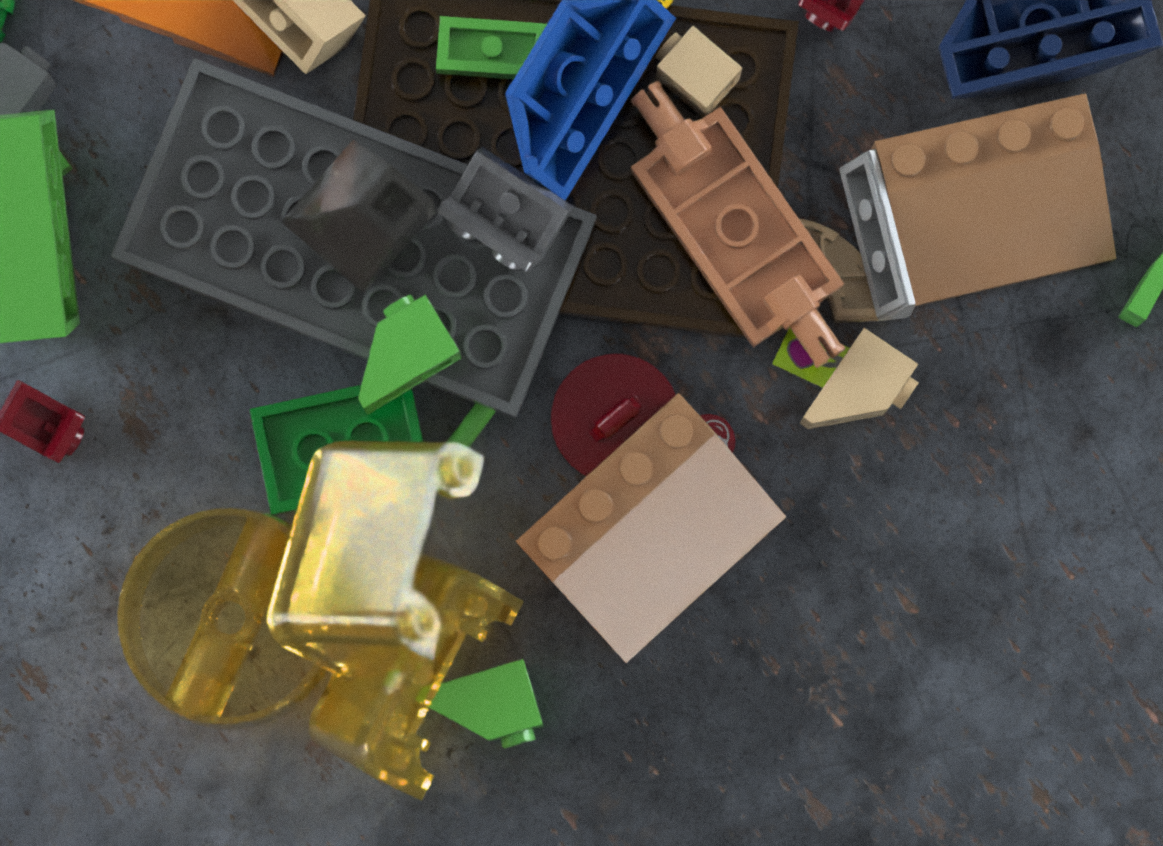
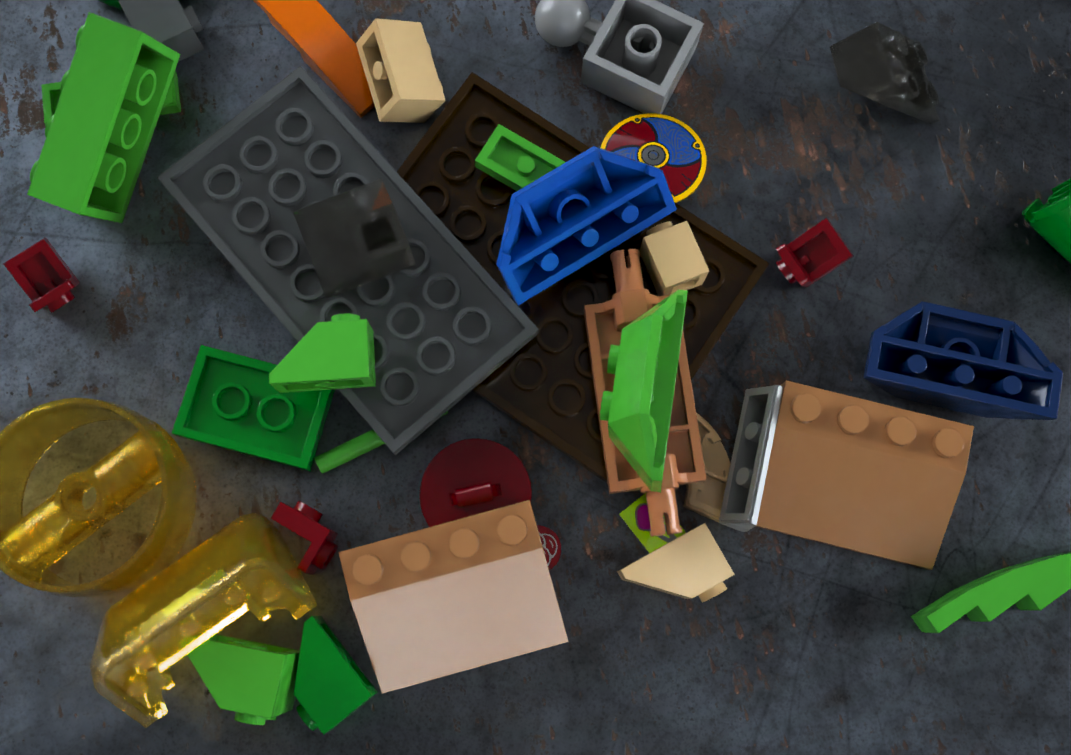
camera: 25 degrees right, 5 degrees down
(356, 551) = (189, 493): clear yellow windscreen -> none
(459, 534) = (305, 522): none -> dark red bracket
(504, 211) = (466, 288): flat silver bracket -> none
(567, 674) = (327, 678): none -> green slope
(738, 222) = (645, 387): none -> bright green wedge

